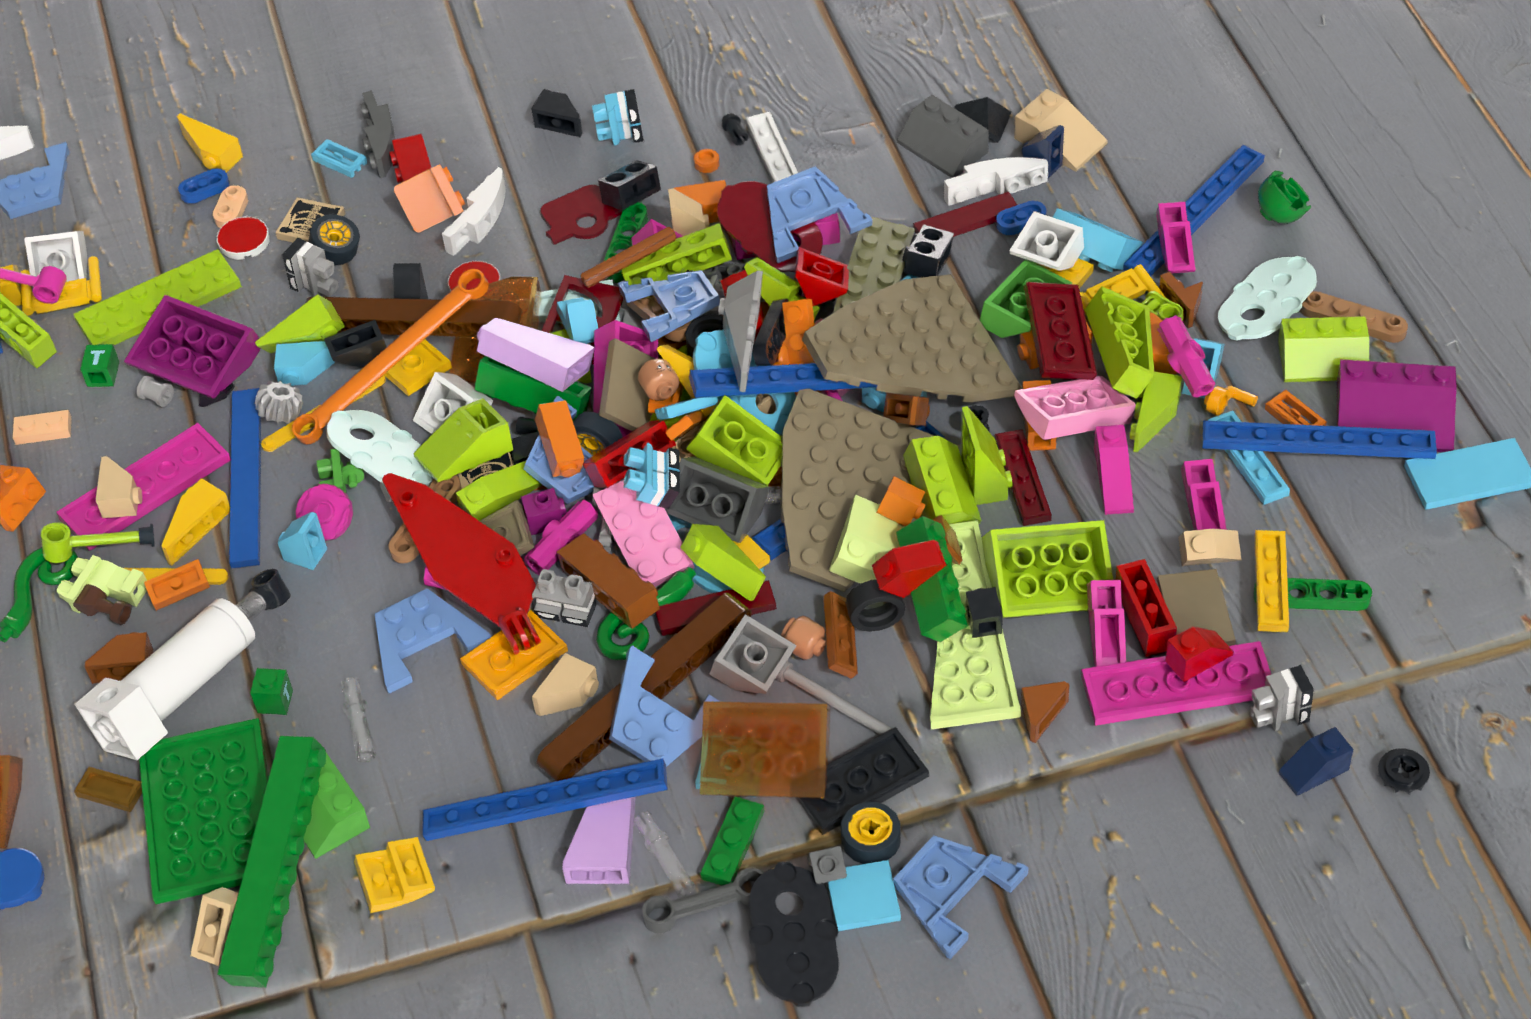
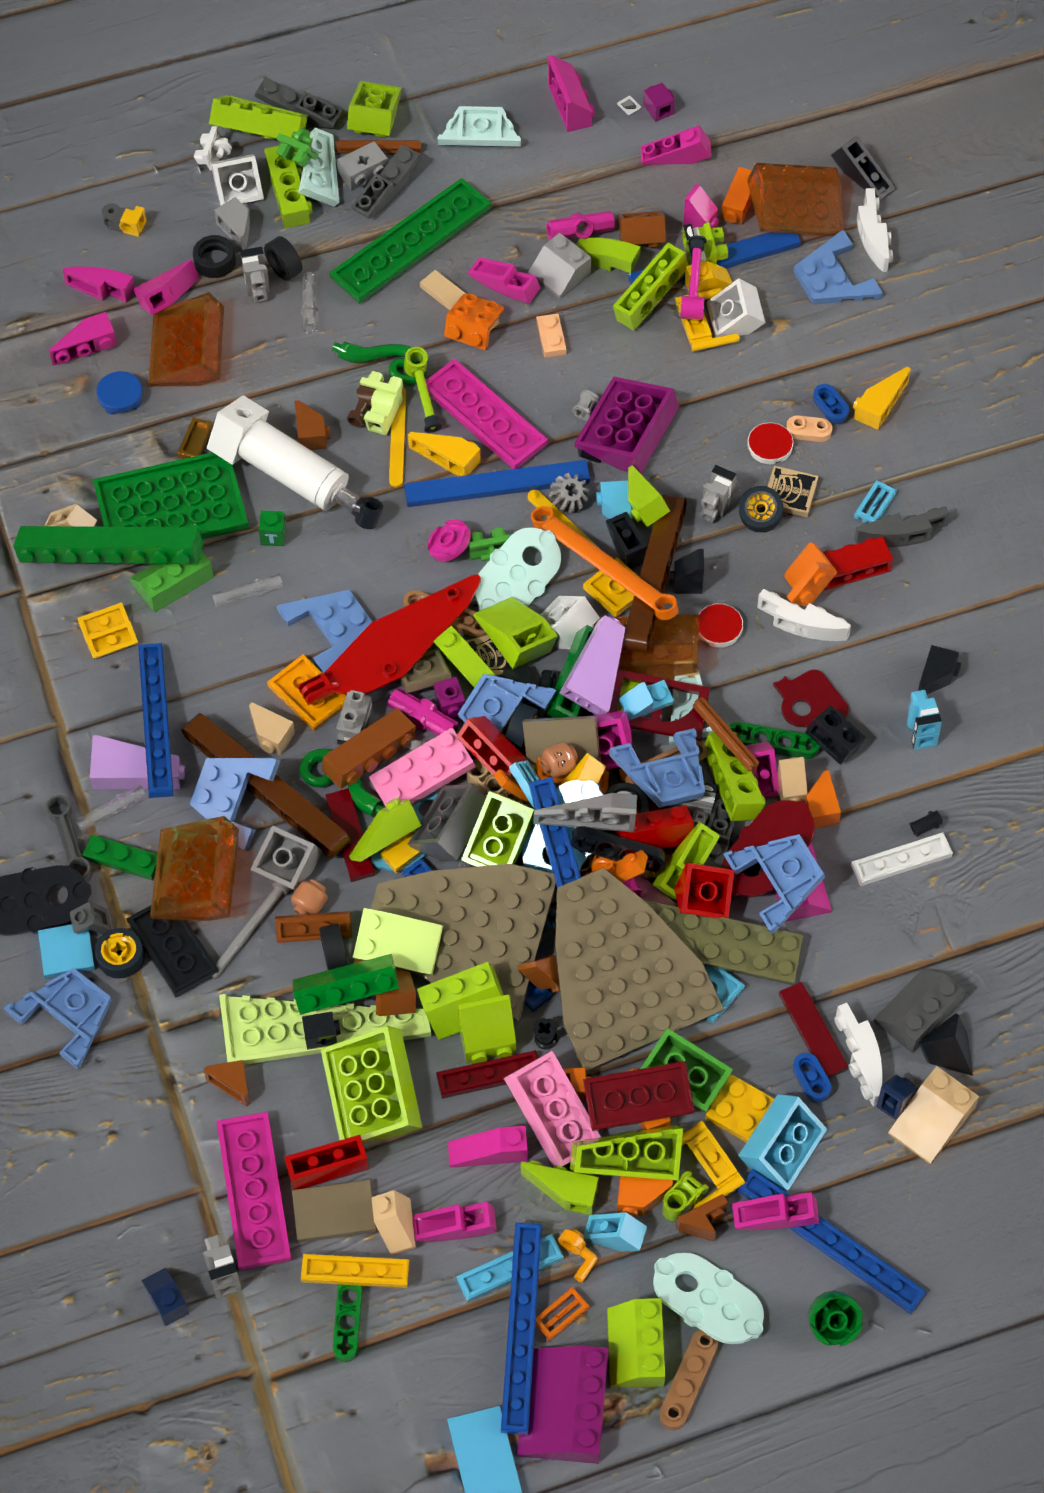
camera: 85 degrees right, 10 degrees up
(100, 365) = (614, 361): green brick -> none
(116, 491) = (468, 391): tan slope -> none
(130, 310) = (696, 392): lime plate -> none
(177, 584) = (381, 451): orange plate -> none
(303, 542) = (416, 529): medium azure slope -> none
(559, 439) = (503, 694): orange brick -> none
(655, 475) = (469, 762): medium azure hips -> none
(706, 161) = (885, 802): orange tile -> none
(902, 502) = (432, 962): orange brick -> none
(908, 567) = (342, 957): red slope -> none
(928, 252) = (752, 997): black brick -> none
(1049, 242) = (747, 1088): white slope -> none
(1106, 622) = (313, 1132): dark pink slope -> none
(1186, 356) = (619, 1198): dark pink piece -> none
(1195, 652) = (272, 1200): red slope -> none
(1411, 762) = (146, 1360): black gear -> none

